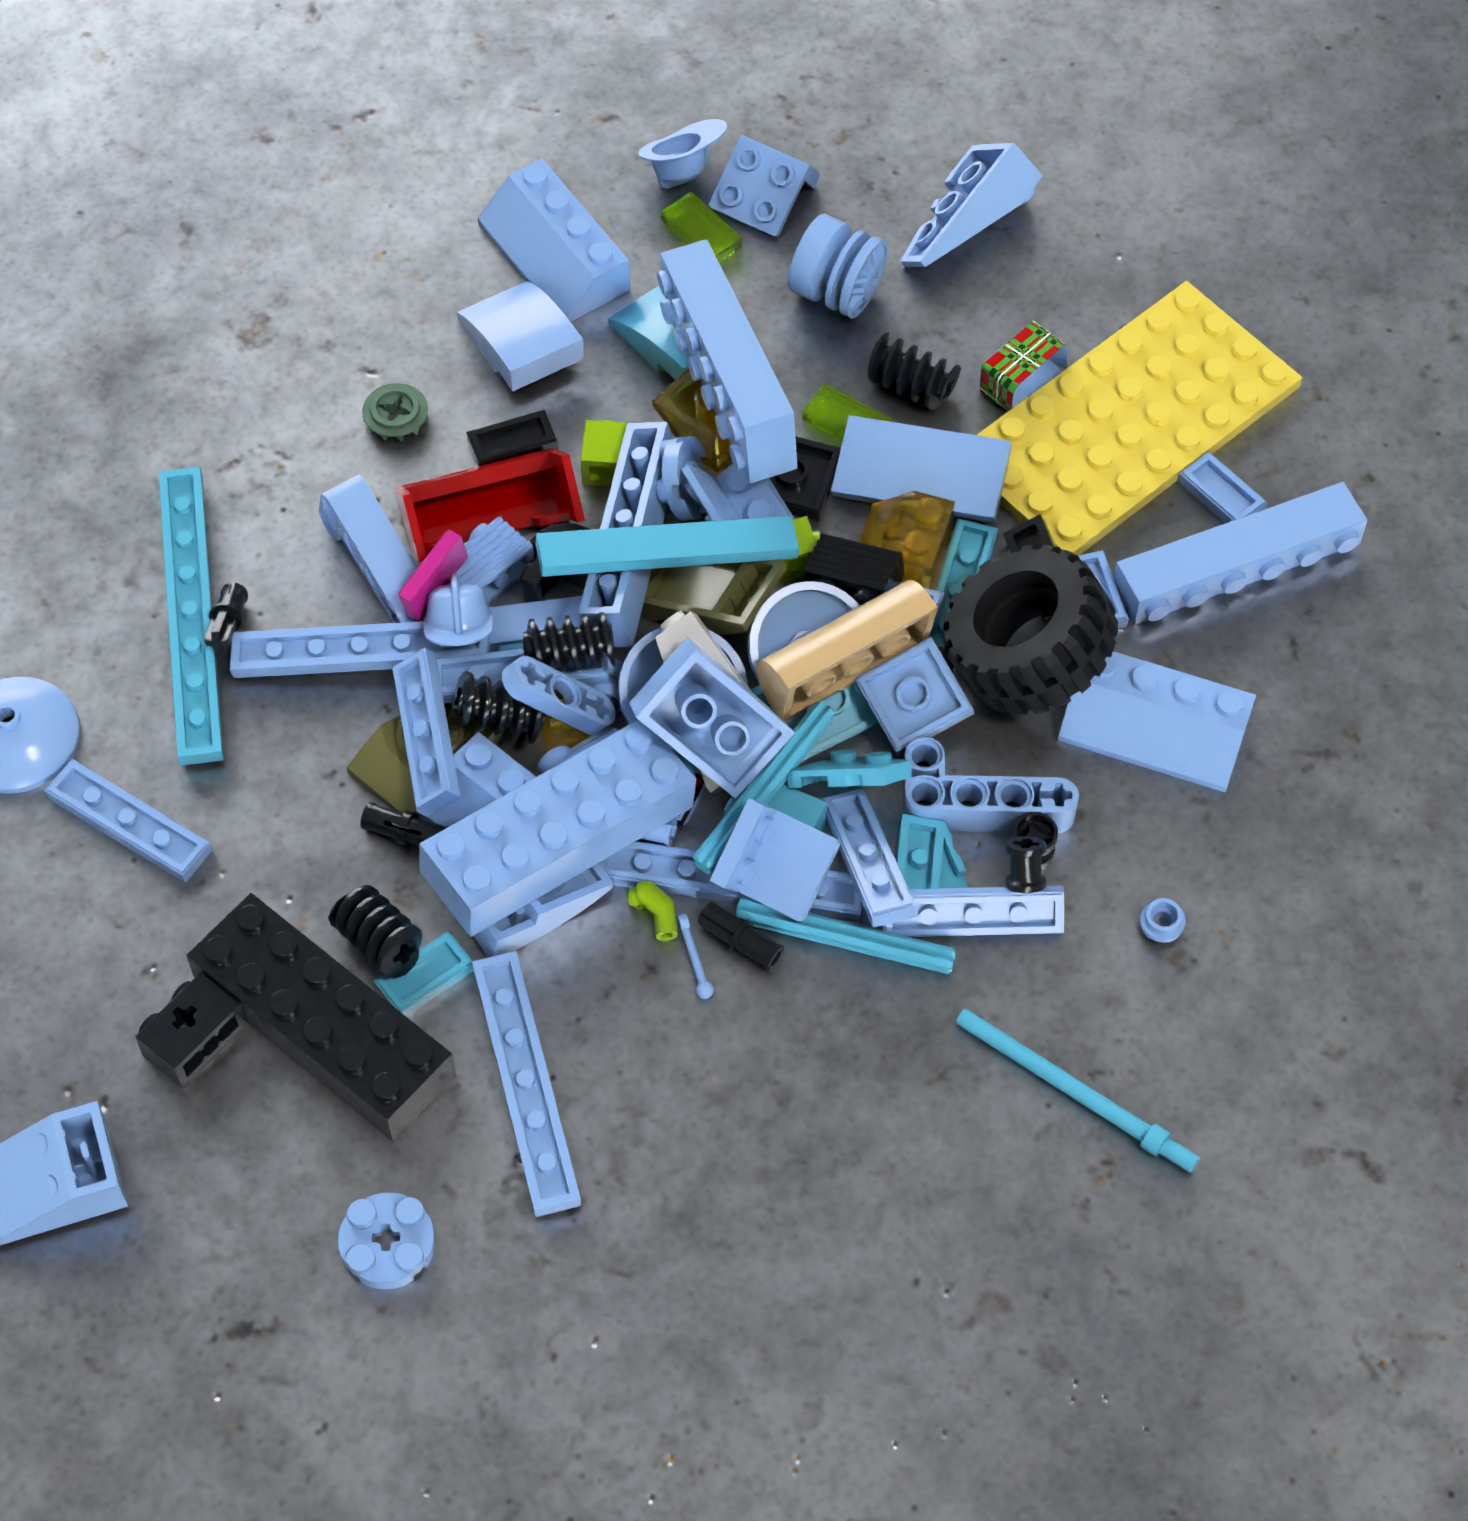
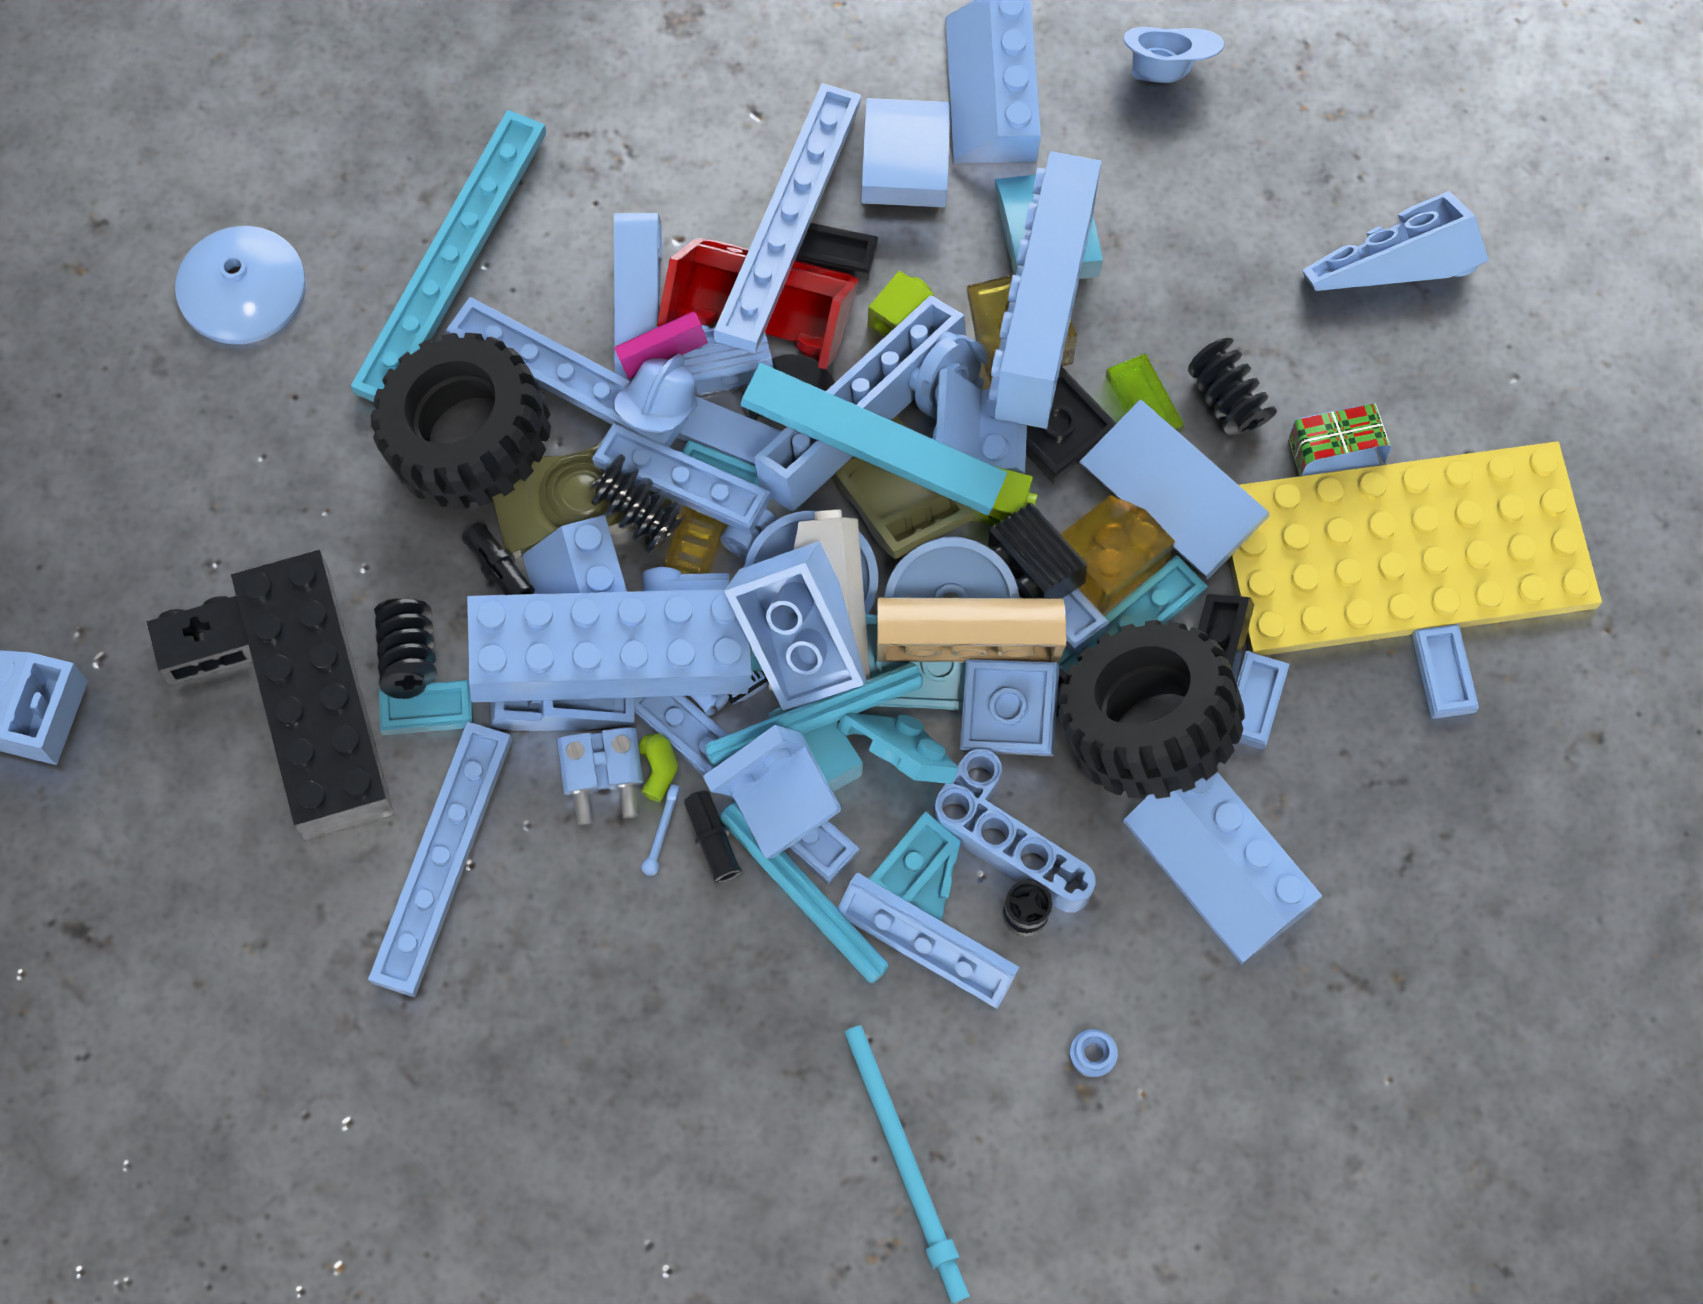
camera: 30 degrees right, 10 degrees up
(128, 820) = (280, 419): light blue tile -> none
(226, 616) = (473, 279): black axle -> none
(273, 688) = (431, 384): none -> black tyre
(387, 400) = (749, 149): sand green gear -> none
(406, 1257) = (243, 952): light blue plate -> none
(426, 732) = (561, 488): light blue tile -> none
(467, 428) = (787, 219): none -> light blue plate
(534, 683) = (671, 521): light blue beam -> none
(570, 642) = (725, 482): black piece -> none
(607, 931) = (600, 763): none -> light blue piece
(696, 222) = (1139, 137): clear neon green tile -> none
(761, 185) = (1221, 124): light blue bracket -> none
(837, 265) = (1230, 245): light blue wheel -> none
(869, 858) = (863, 838): light blue tile -> none
(1025, 864) = (995, 930): black bush -> none
(1239, 553) = (1416, 744): light blue brick -> none

